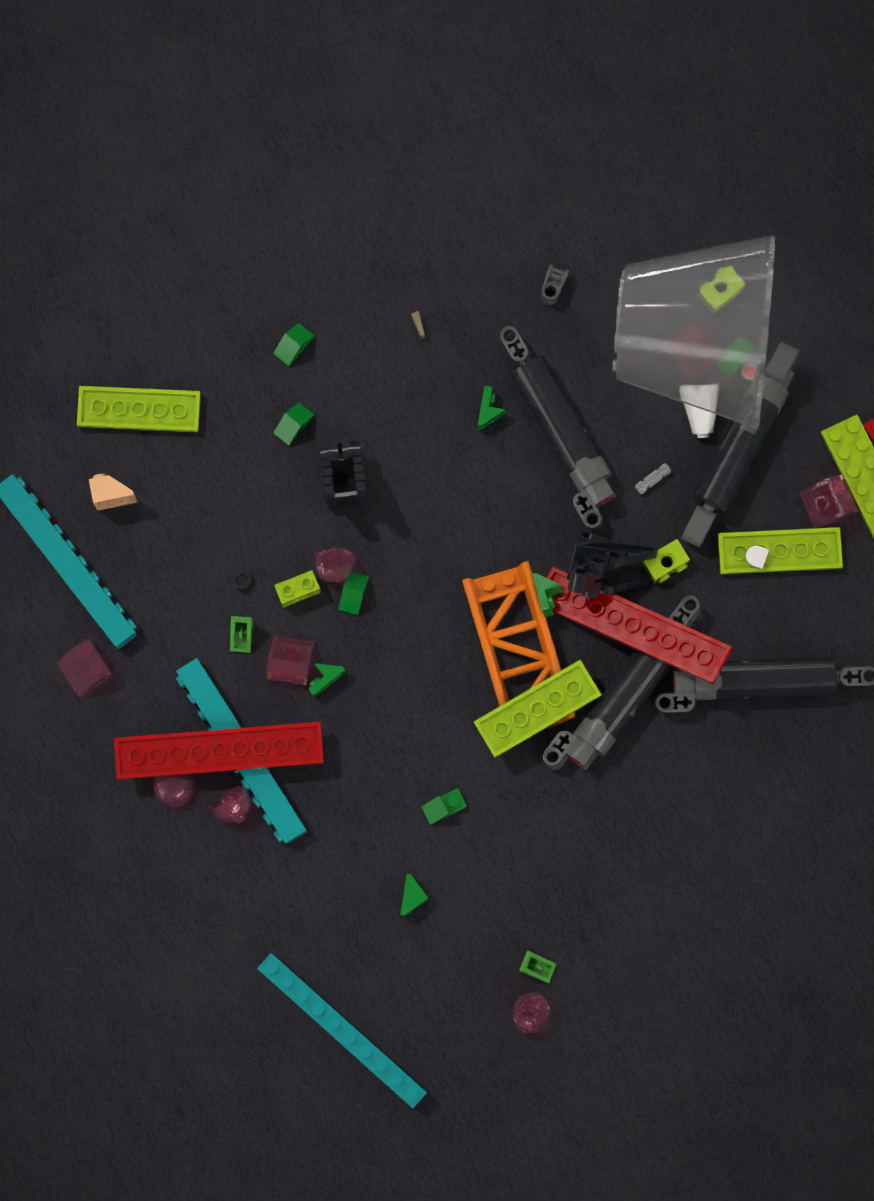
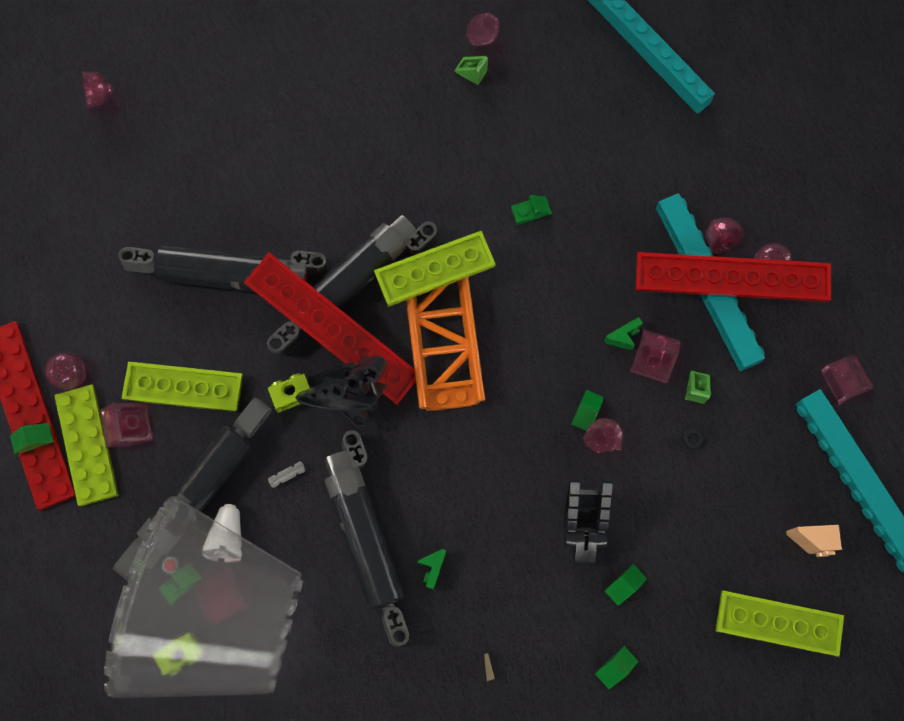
camera: 170 degrees left, 5 degrees down
(297, 588) = (641, 419): lime brick -> none
(412, 897) = (569, 137): green slope -> none
(545, 590) = (409, 381): green slope -> none
(554, 281) = (344, 689): dark grey piece -> none
(756, 556) = (204, 381): white tile -> none

